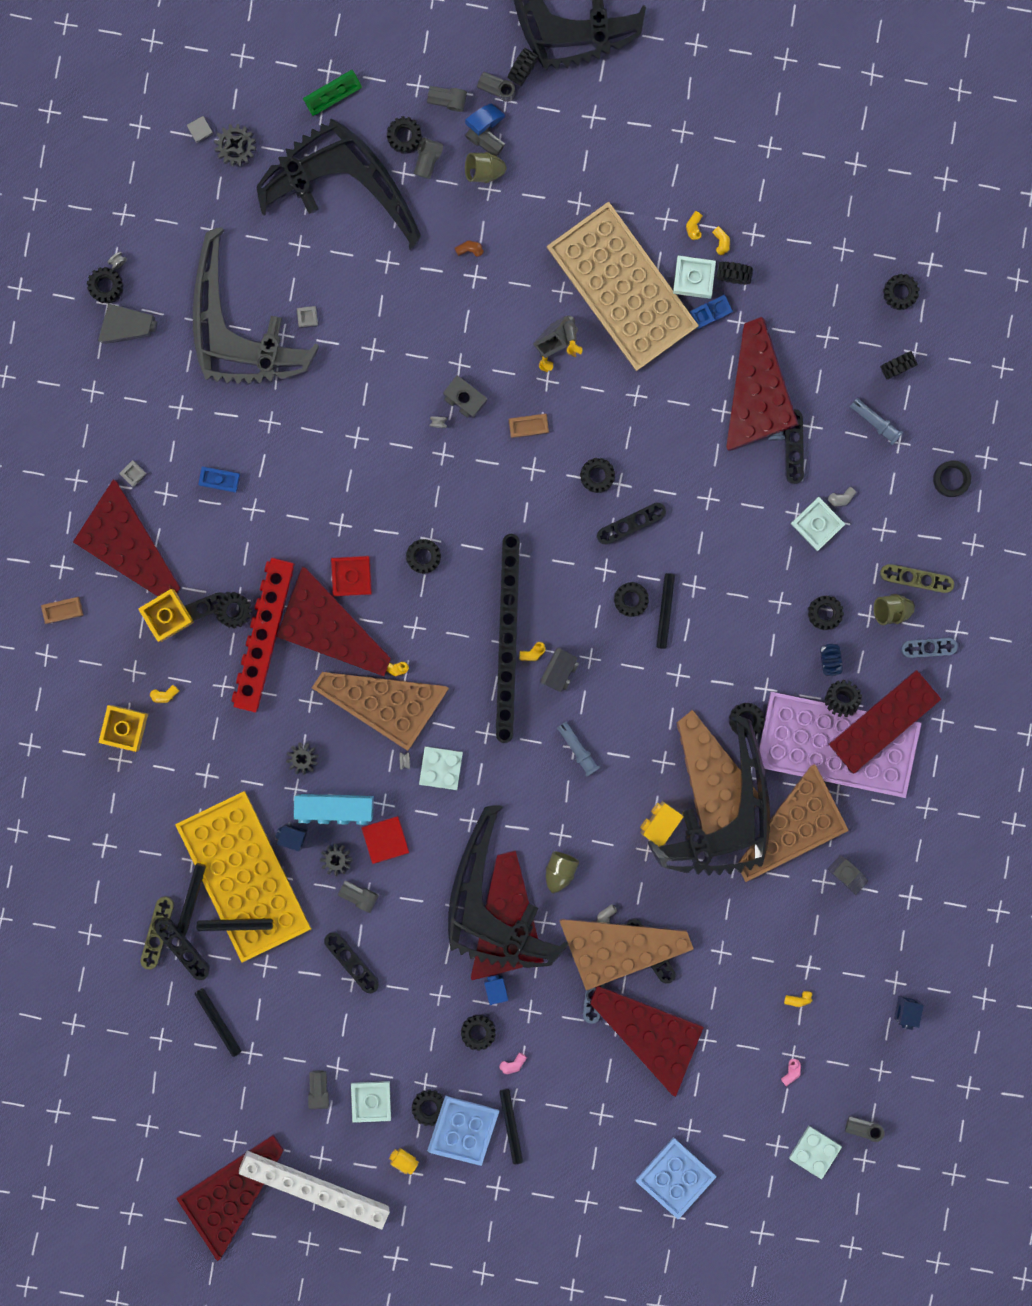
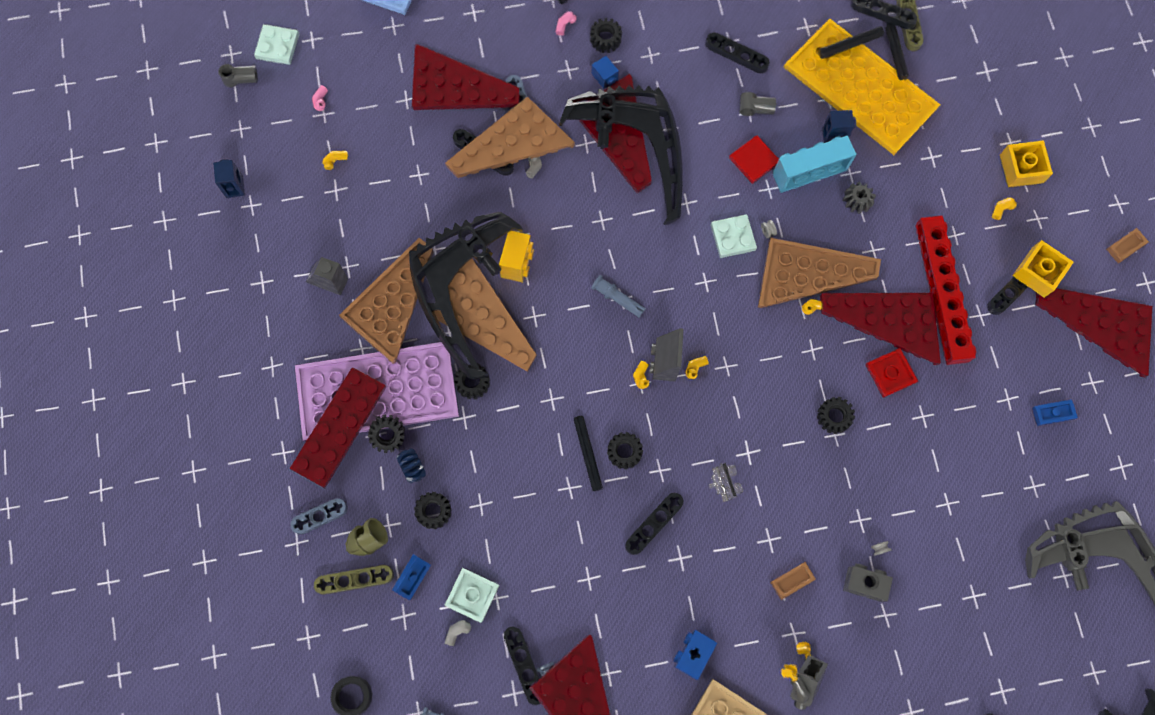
camera: 165 degrees right, 15 degrees down
(133, 473) = (1132, 388): light grey tile -> none
(224, 602) = (993, 290): black tyre -> none
(307, 317) = (1052, 602): light grey tile -> none
(329, 856) = (790, 126): dark grey gear -> none
(504, 628) = (725, 379): black beam -> none
(554, 536) = (723, 482): none -> clear hips
(560, 871) = (593, 184): olive helmet -> none
(589, 663) = (639, 375): none -> yellow arm
(605, 466) = (719, 557): black tyre -> none
(632, 399) = (704, 647): none -> blue brick
(865, 560) = (411, 577): none -> blue plate

